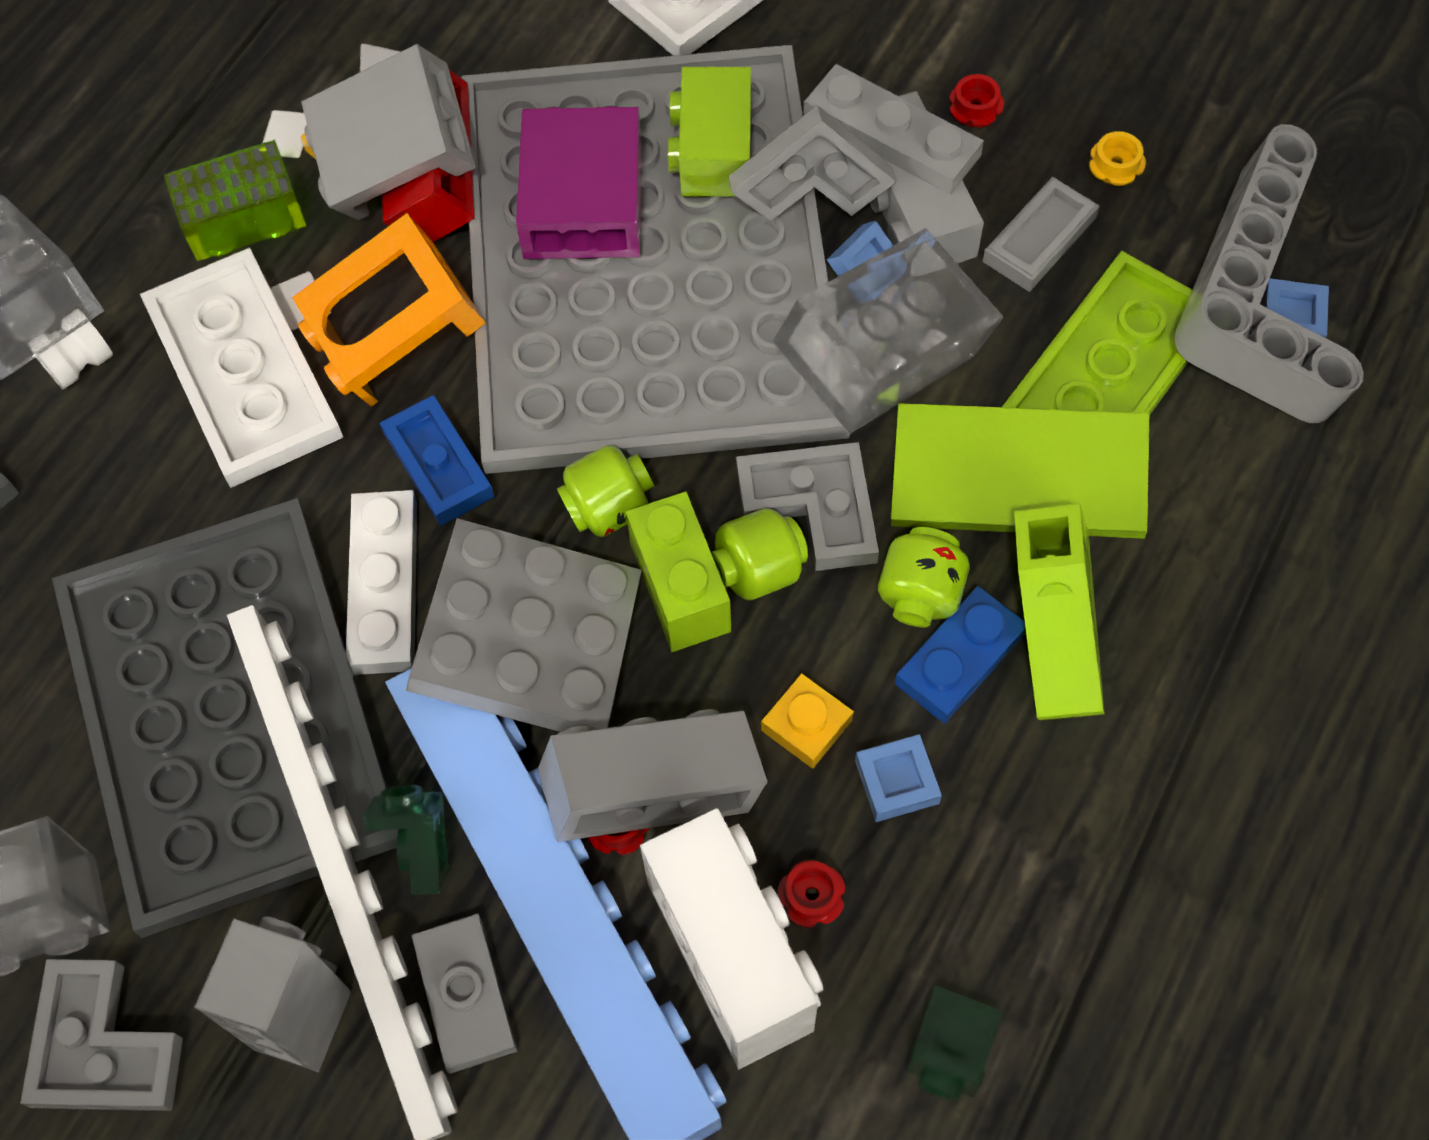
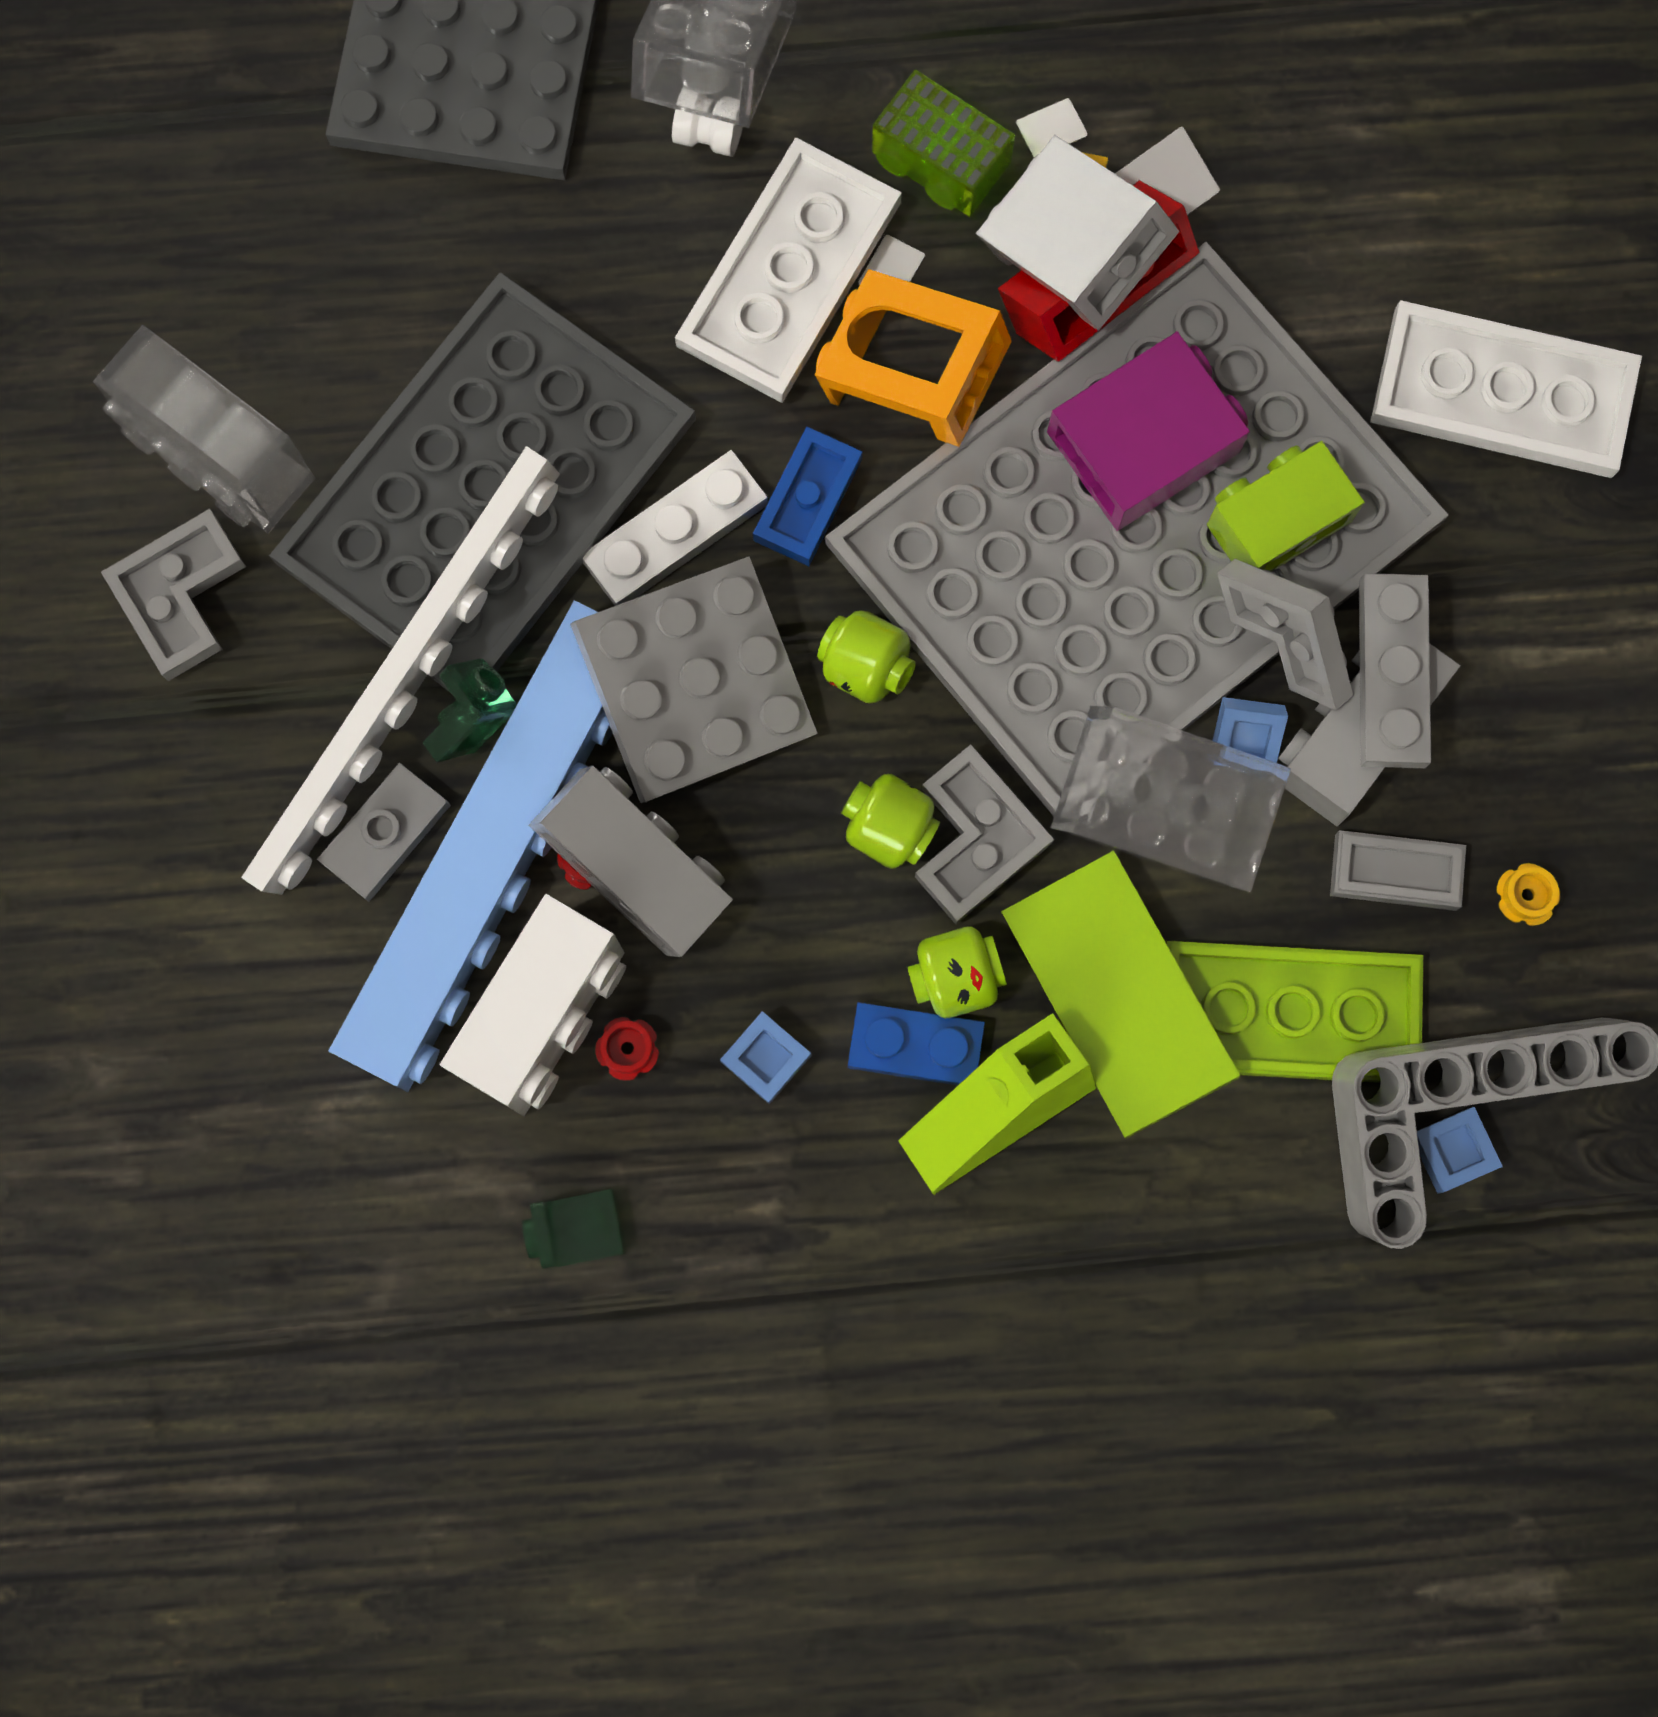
camera: 55 degrees right, 15 degrees up
(275, 992) = (272, 702): light grey brick -> none
(679, 571) = (830, 765): lime brick -> none
(807, 721) = (773, 954): yellow plate -> none
(976, 101) = (1518, 713): red plate -> none

